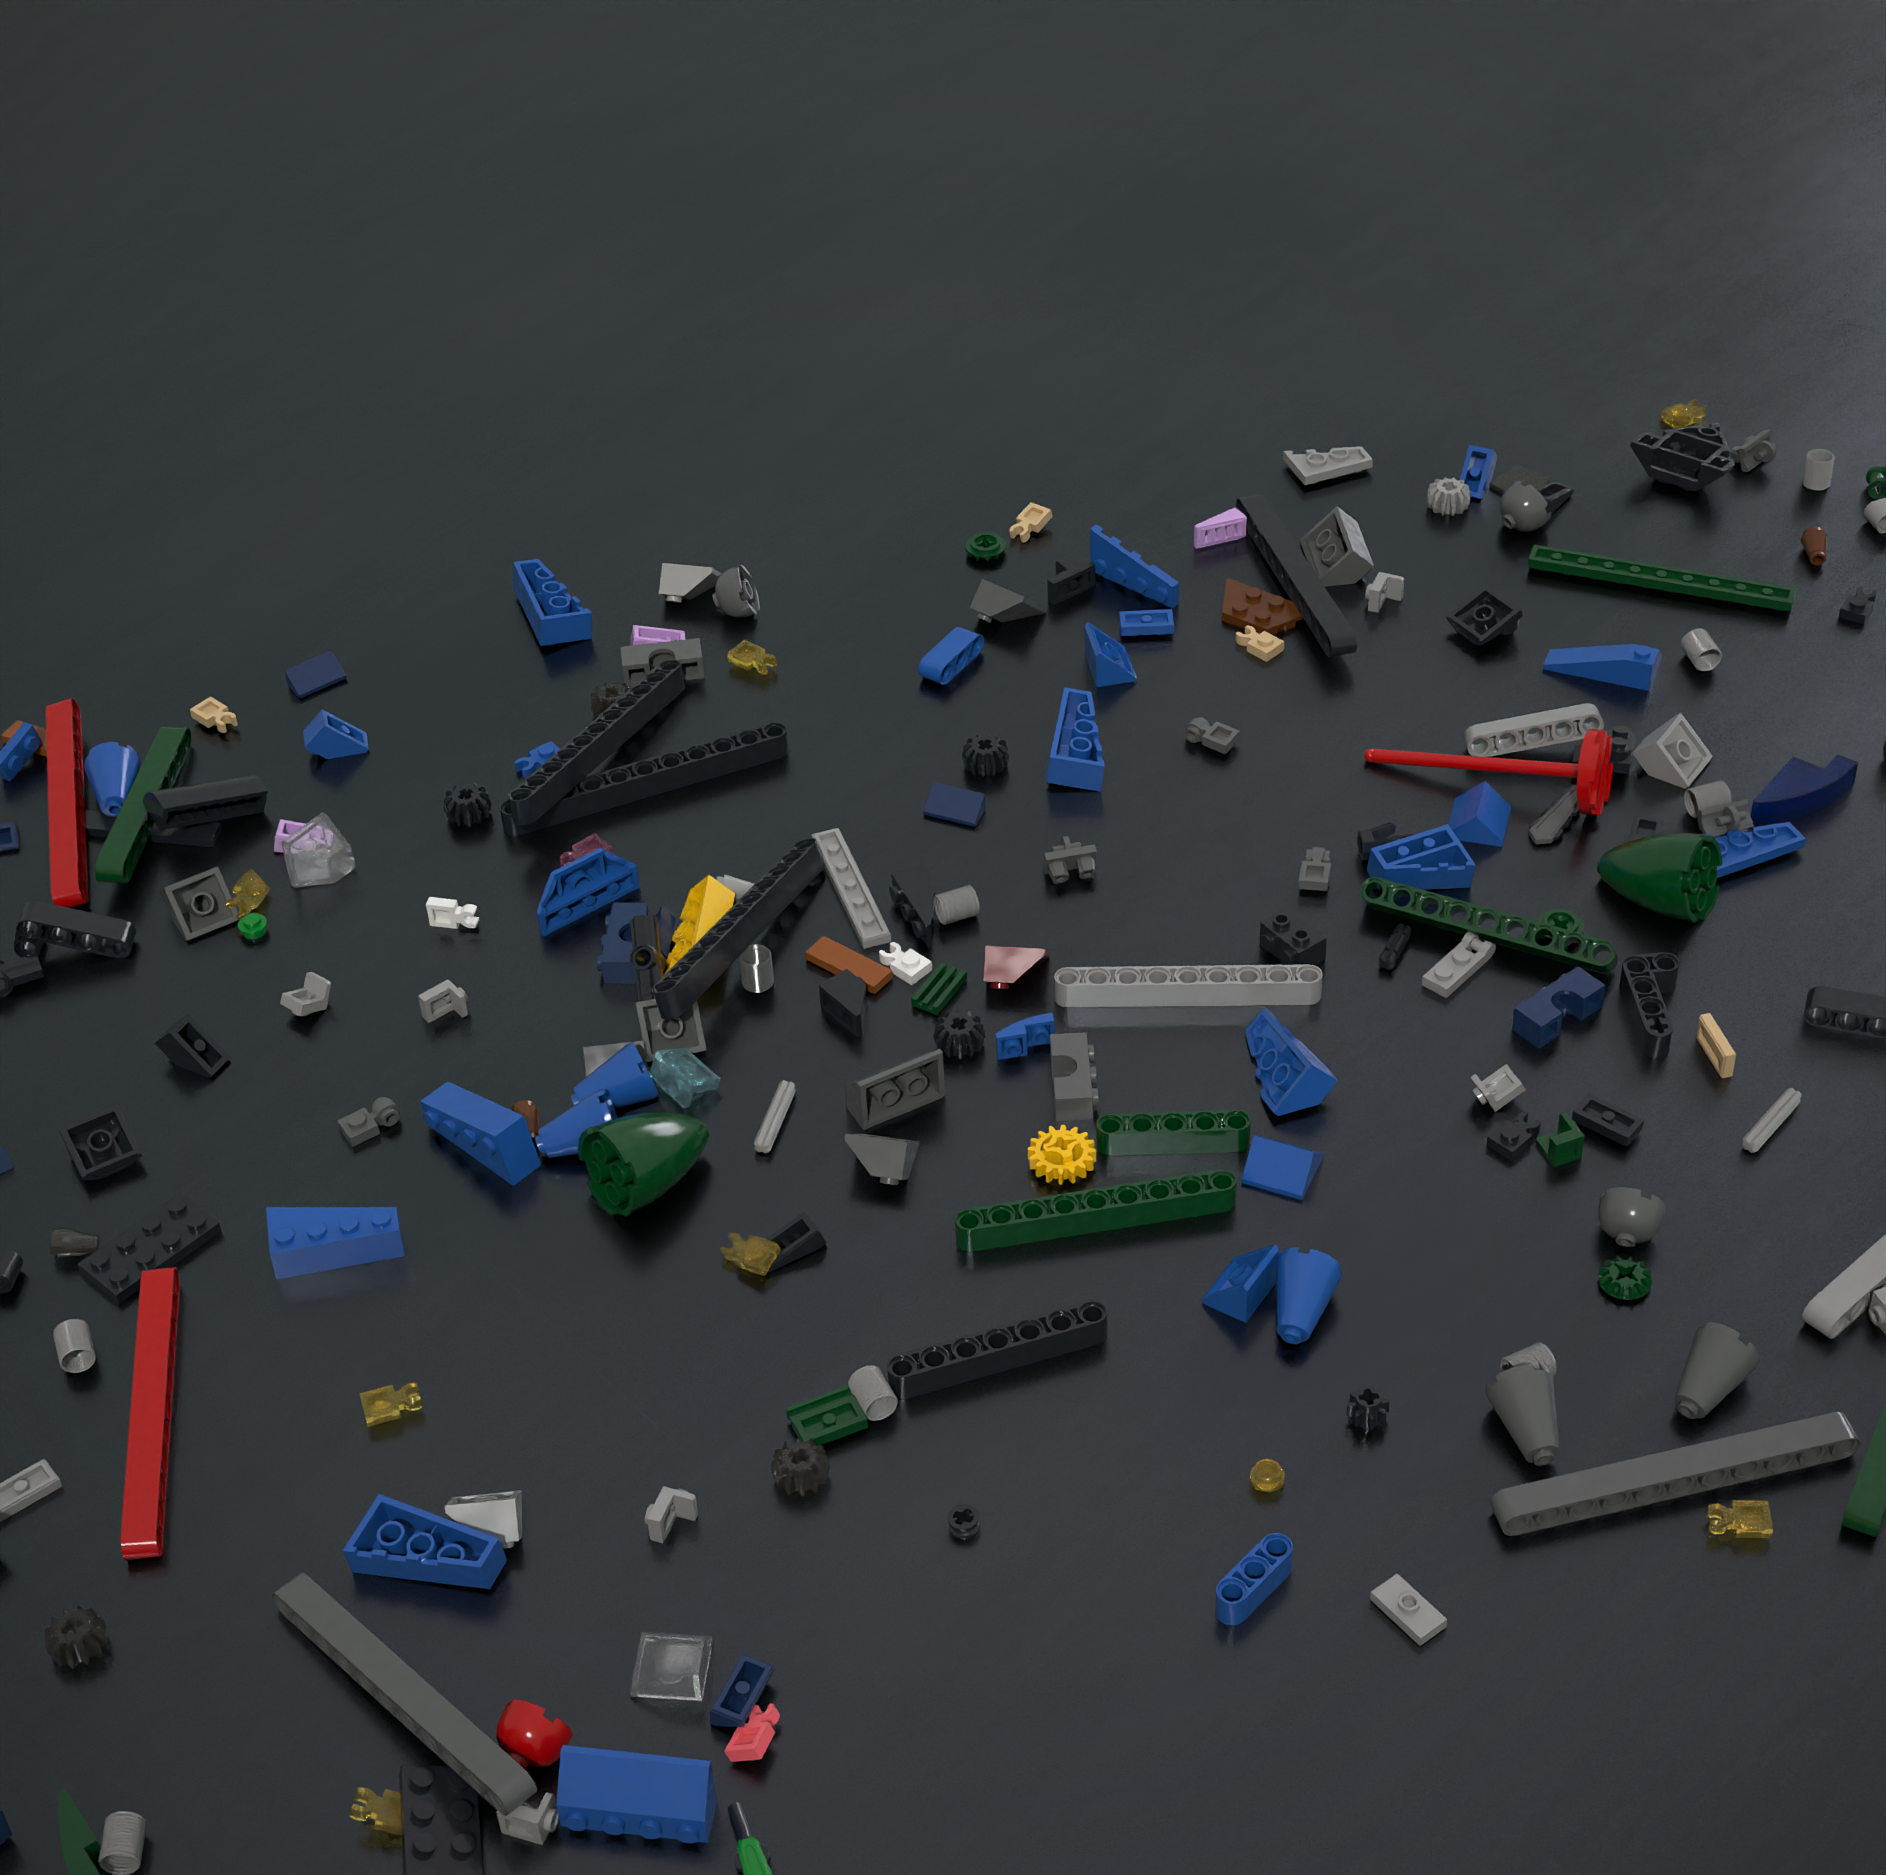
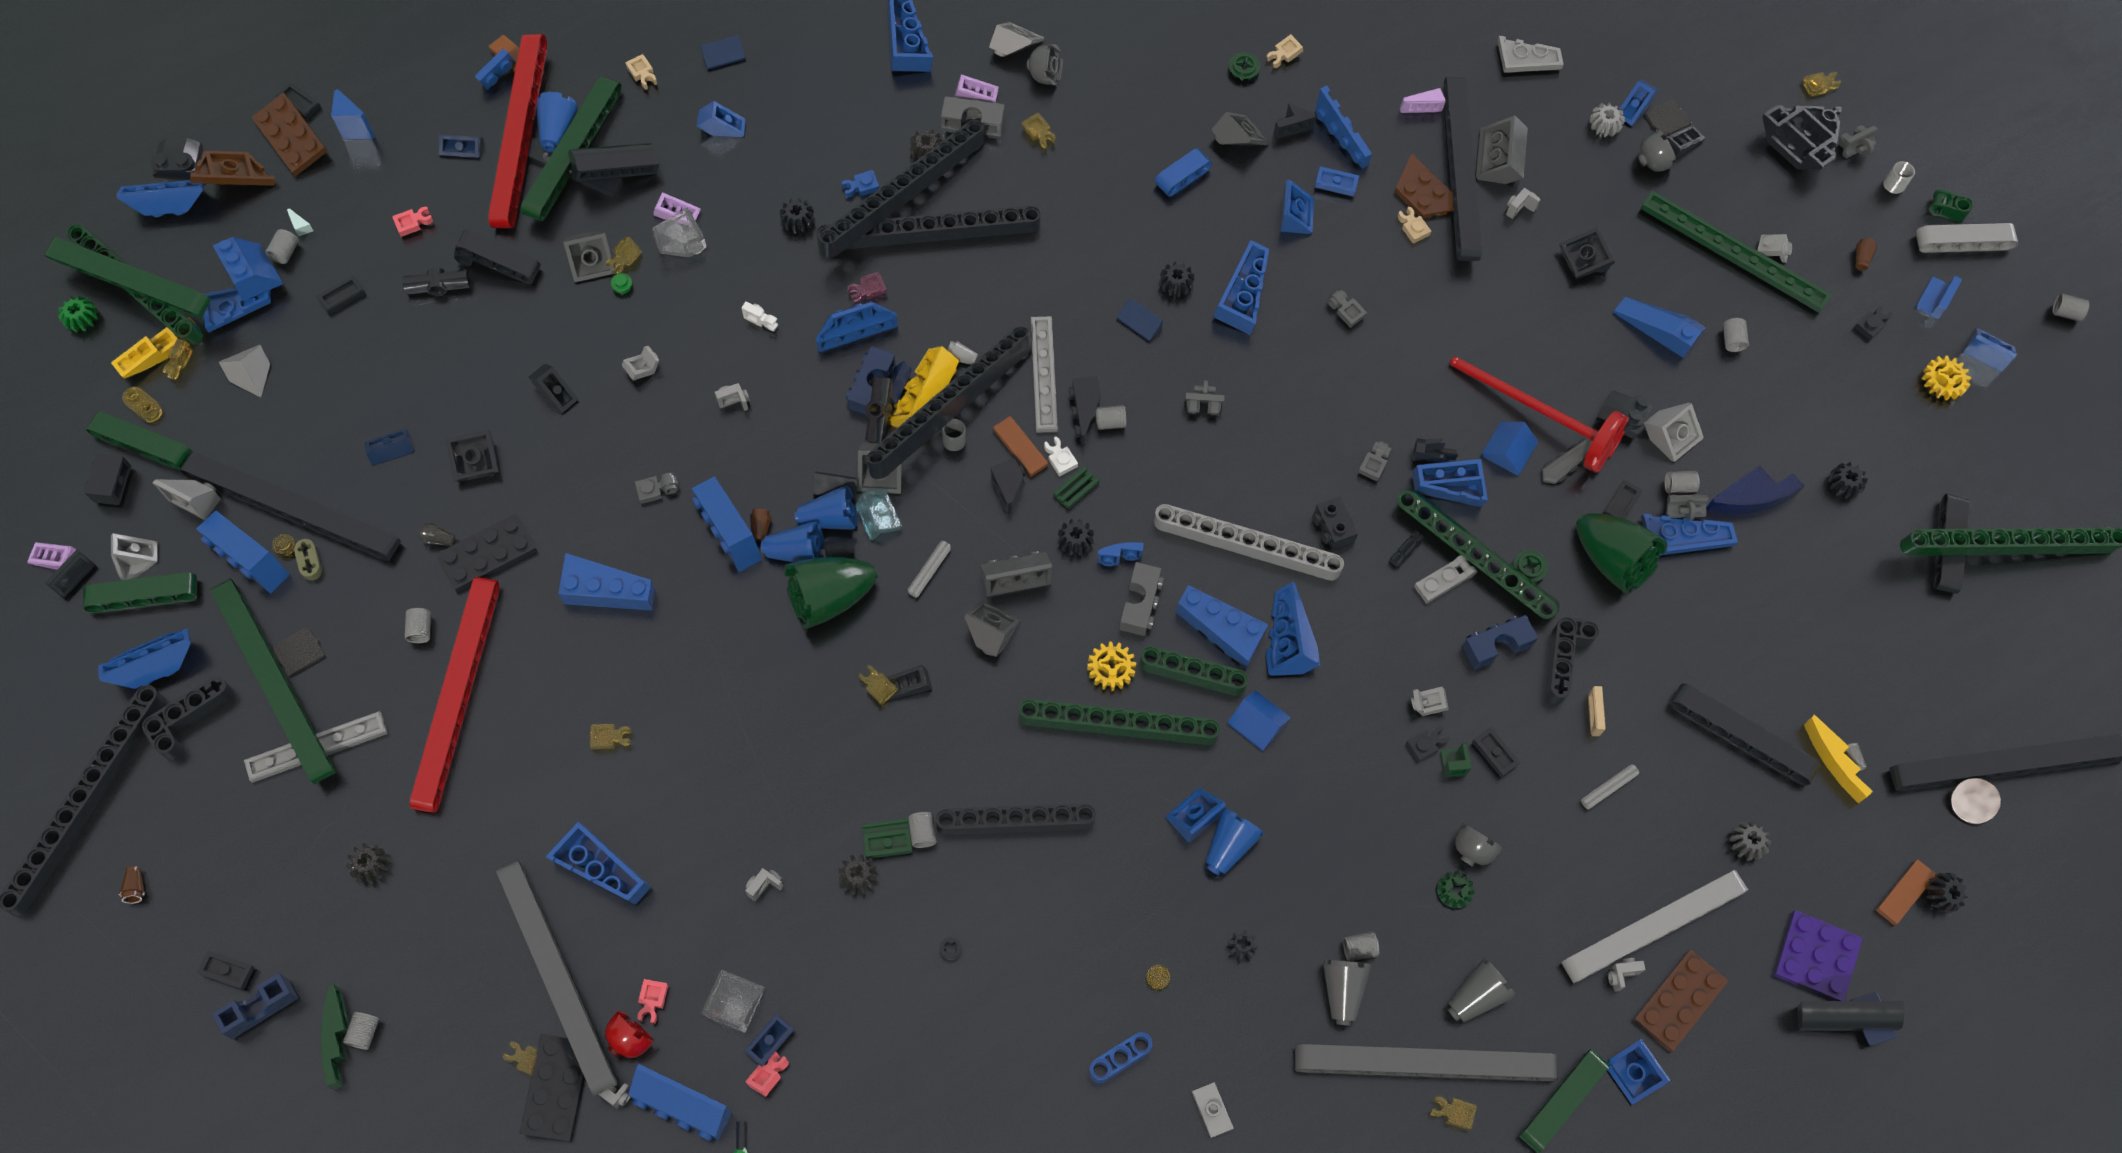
camera: 10 degrees right, 25 degrees up
(490, 1513) = (647, 849): light grey slope -> none
(552, 1688) = (652, 997): none -> coral plate
(1011, 964) = (1133, 483): slope -> none
(1189, 1073) = (1222, 624): none -> blue wedge
(1520, 725) = (1579, 380): light grey beam -> none
(1707, 560) = (1775, 246): none -> light grey bracket

